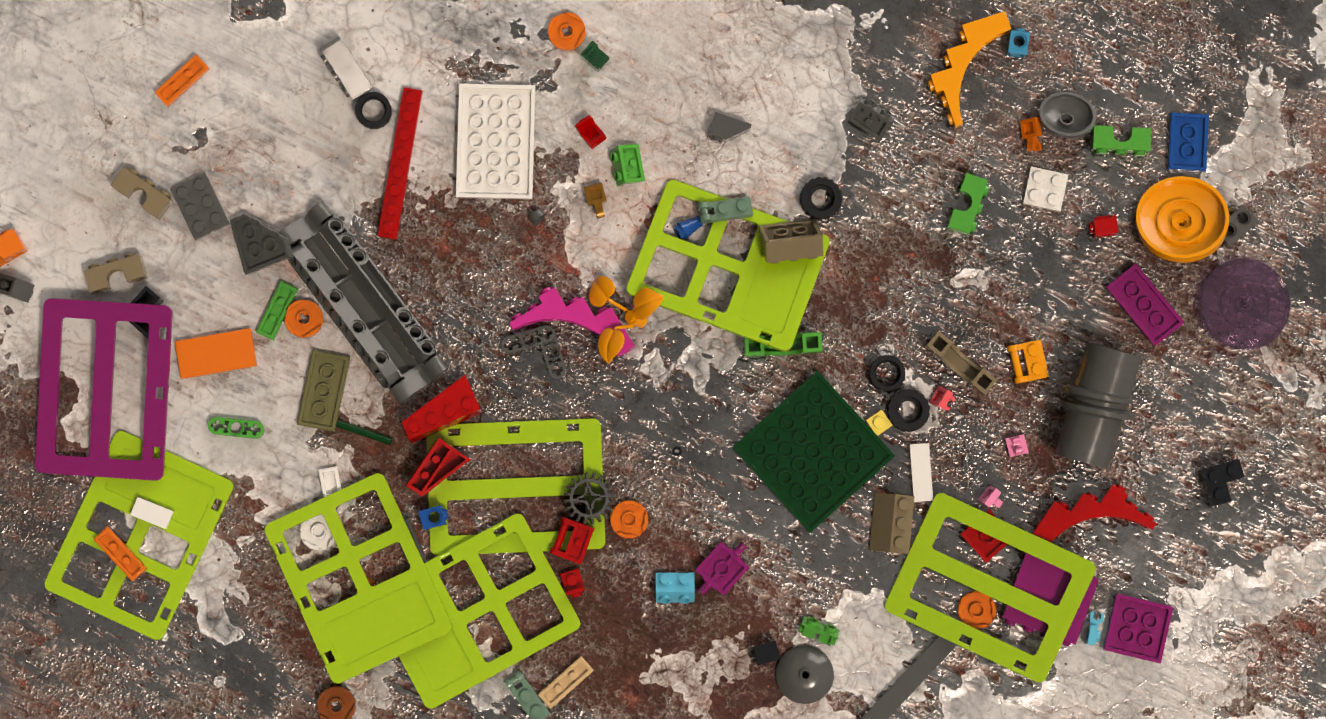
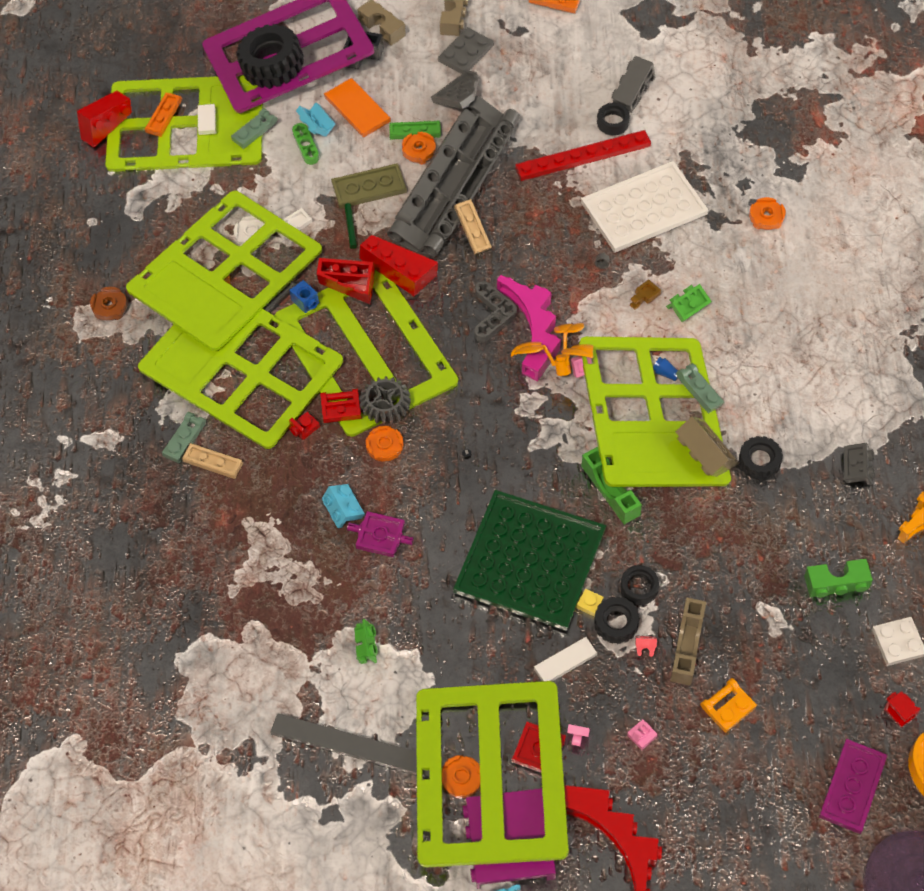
camera: 65 degrees right, 25 degrees down
(95, 421) = (275, 69): none -> black tyre
(96, 616) = (103, 117): none -> red wedge
(191, 471) = (254, 128): none -> sand green plate
(214, 404) = (317, 119): none -> medium azure bracket
(436, 318) = (472, 227): none -> tan tile
(590, 132) = (698, 263): red bracket -> none
(594, 56) = (761, 240): clear green panel -> none
(727, 128) = (770, 358): dark grey slope -> none
(765, 653) = (321, 605): black brick -> none
(790, 672) = (320, 662): dark grey dish -> none
(891, 523) = (503, 658): dark tan slope -> none
(1098, 405) = (728, 776): dark grey piece -> none

